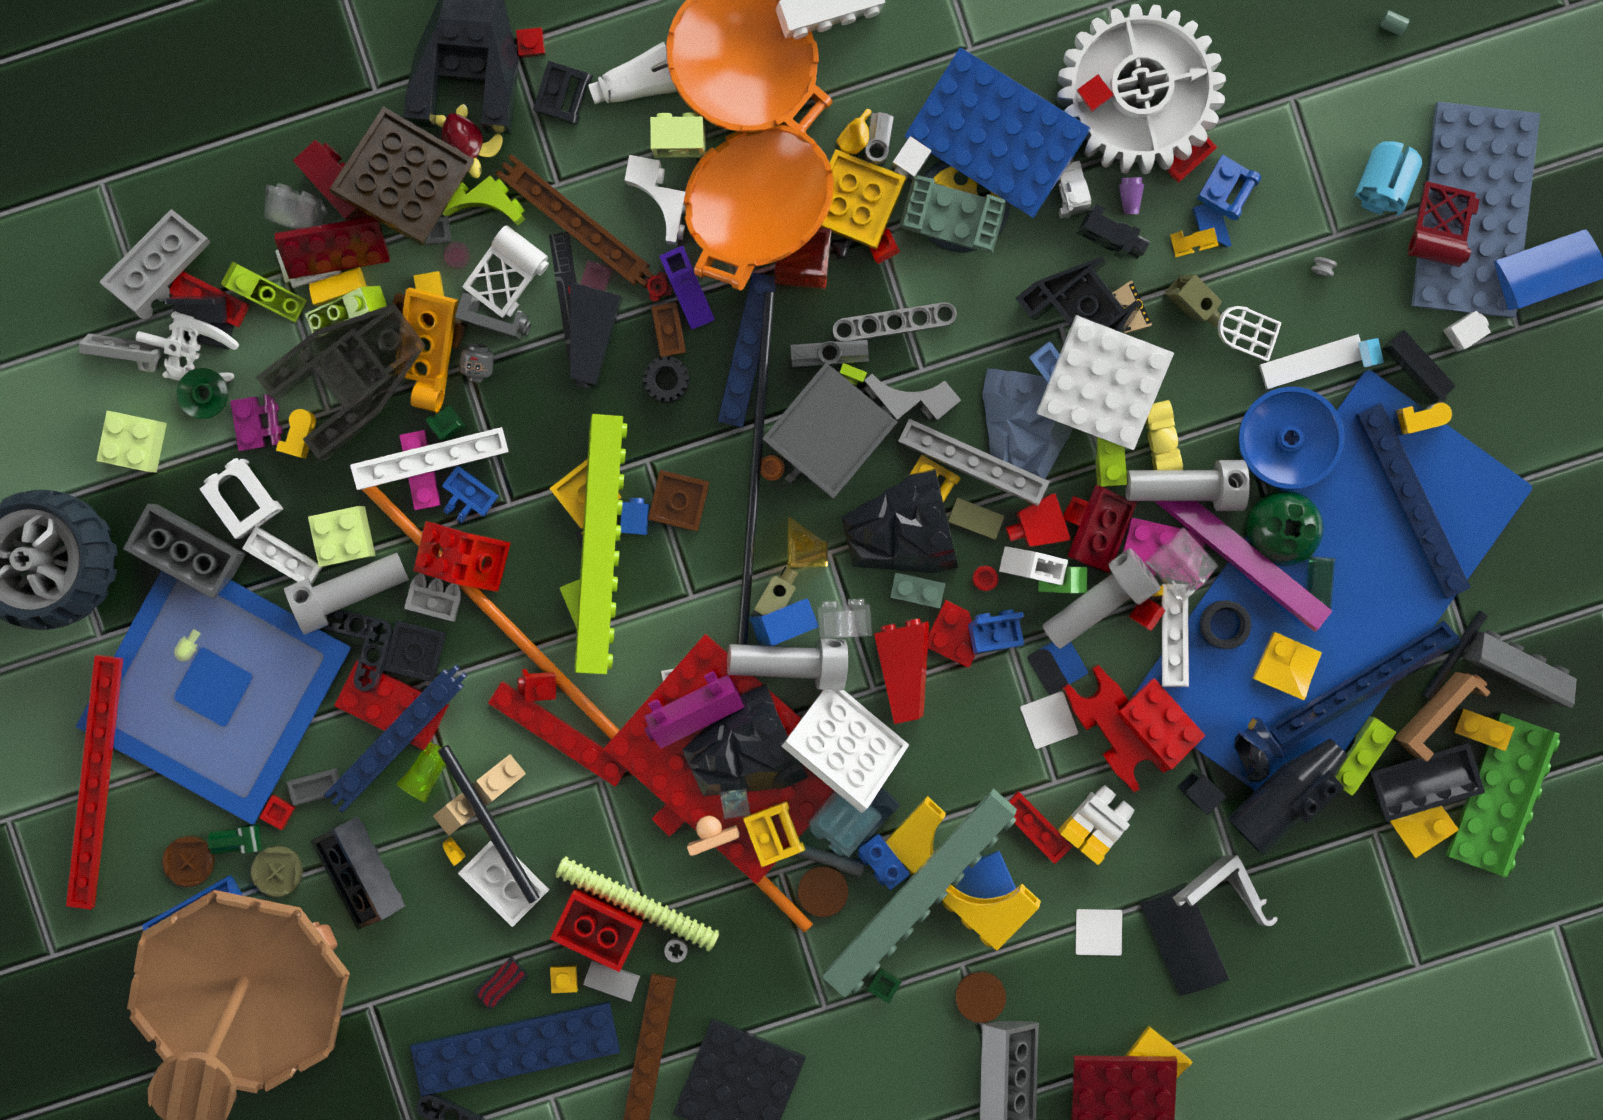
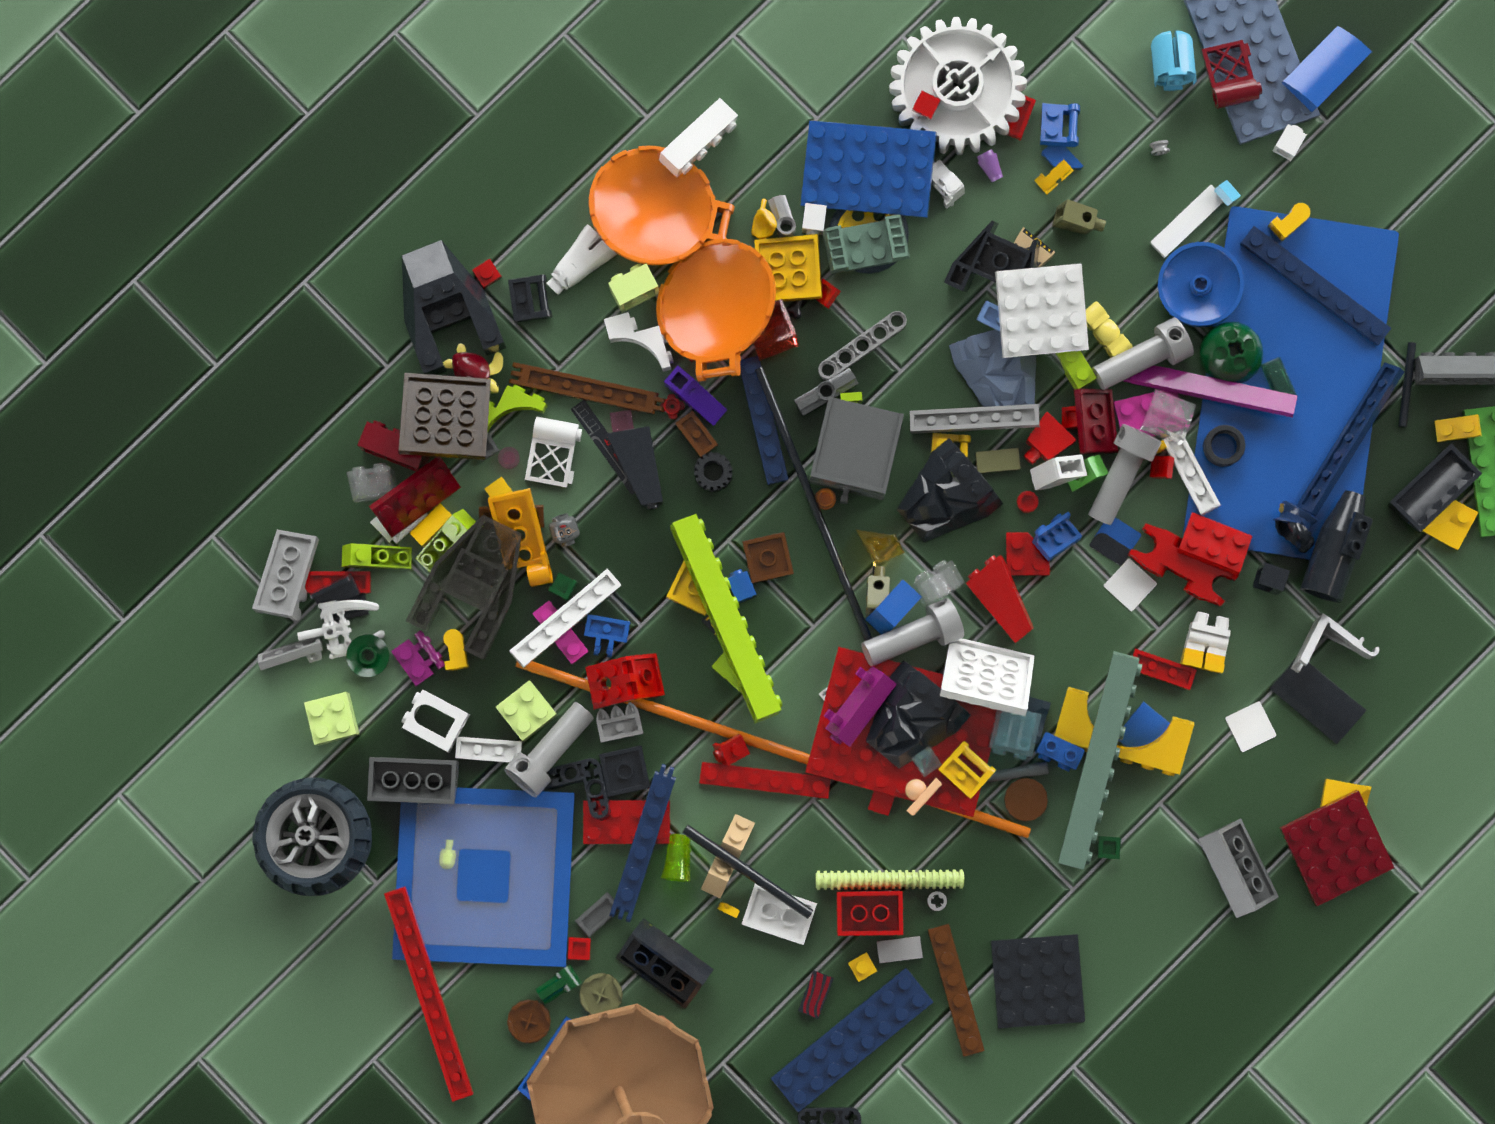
camera: 20 degrees left, 5 degrees down
(468, 313) = (562, 494): dark grey panel -> none
(897, 403) = (922, 389): light grey arch -> none
(917, 590) = (981, 536): sand green plate -> none
(980, 996) = (1186, 820): reddish brown tile -> none
(1112, 235) = (991, 201): black hips -> none
(1241, 322) = (1133, 215): white window -> none
(1287, 665) = (1286, 453): yellow plate -> none
(1364, 753) = (1377, 490): lime arch -> none
(1419, 367) = (1268, 186): black panel -> none
(1436, 711) = (1406, 460): medium nougat panel -> none

